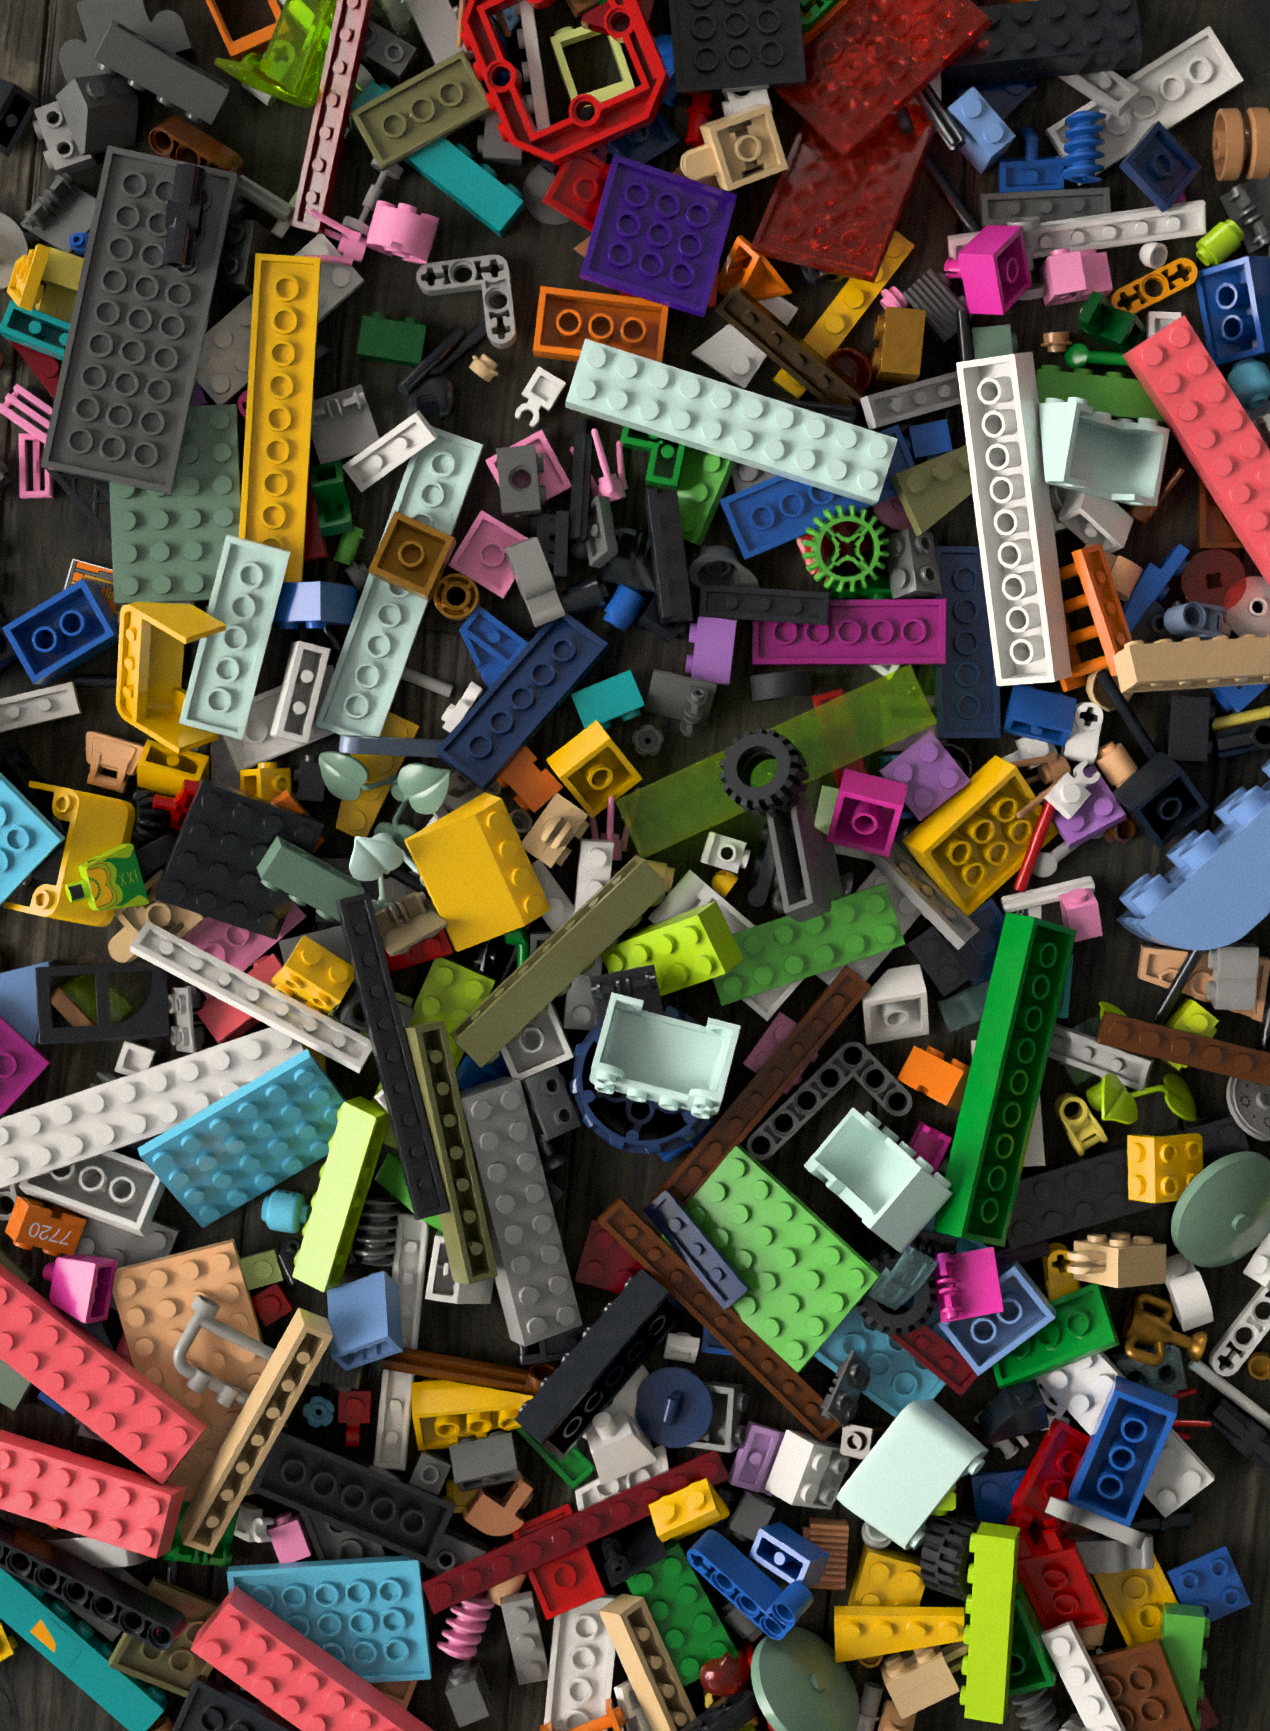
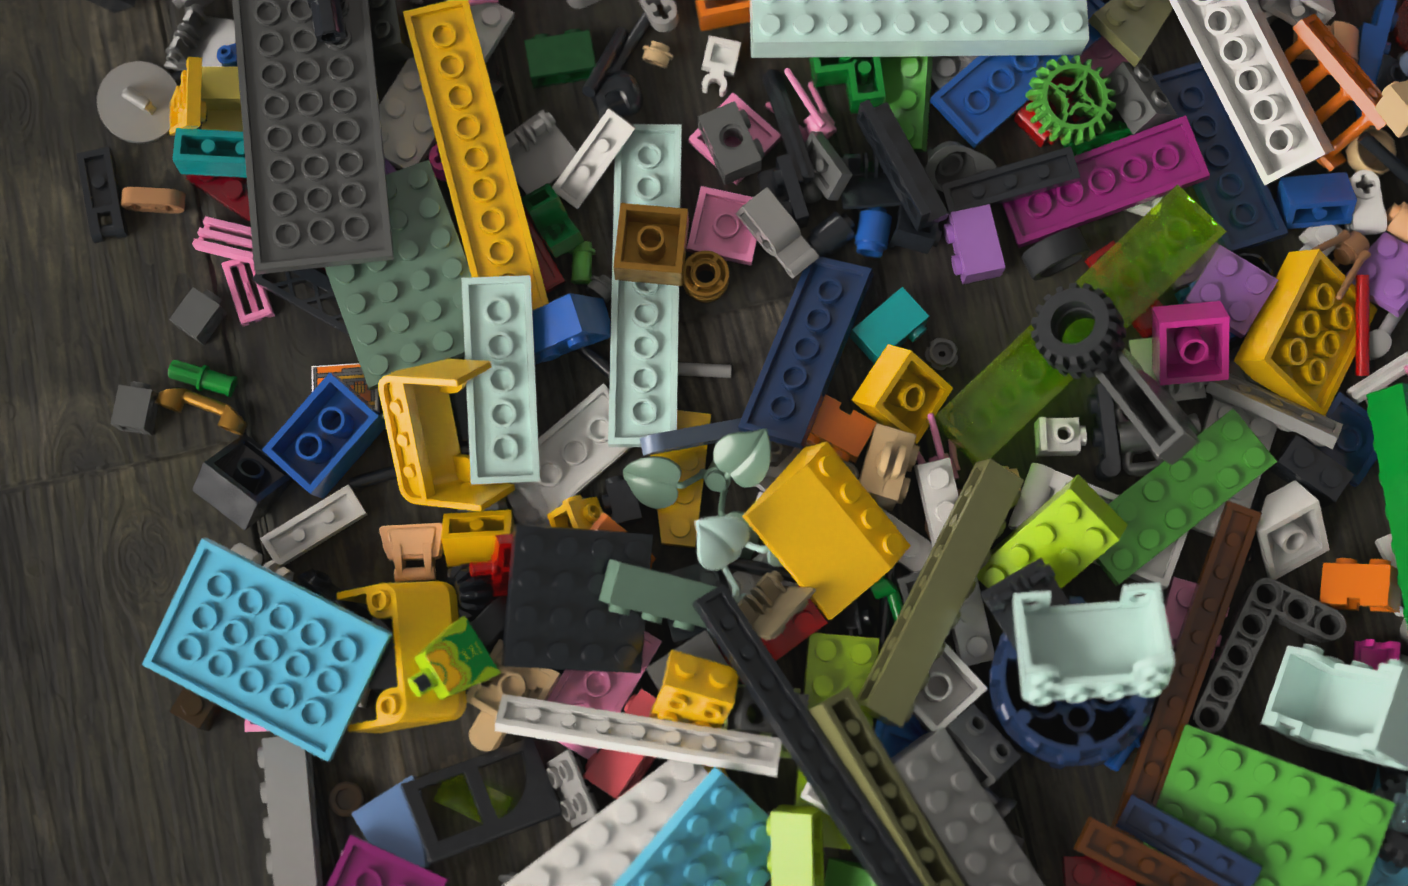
camera: 15 degrees left, 10 degrees down
(69, 1009) = (449, 818): medium nougat beam -> none
(134, 1058) = (531, 847): white plate -> none
(299, 692) = (582, 415): white brick -> none
(455, 714) = (743, 390): white plate -> none
(490, 644) = (754, 311): blue wing -> none
(680, 699) = (961, 299): dark grey hinge -> none
(723, 882) = (1069, 464): yellow hinge -> none
(964, 1006) = (1359, 506): clear light blue slope -> none
(1069, 791) = (1378, 259): white plate -> none

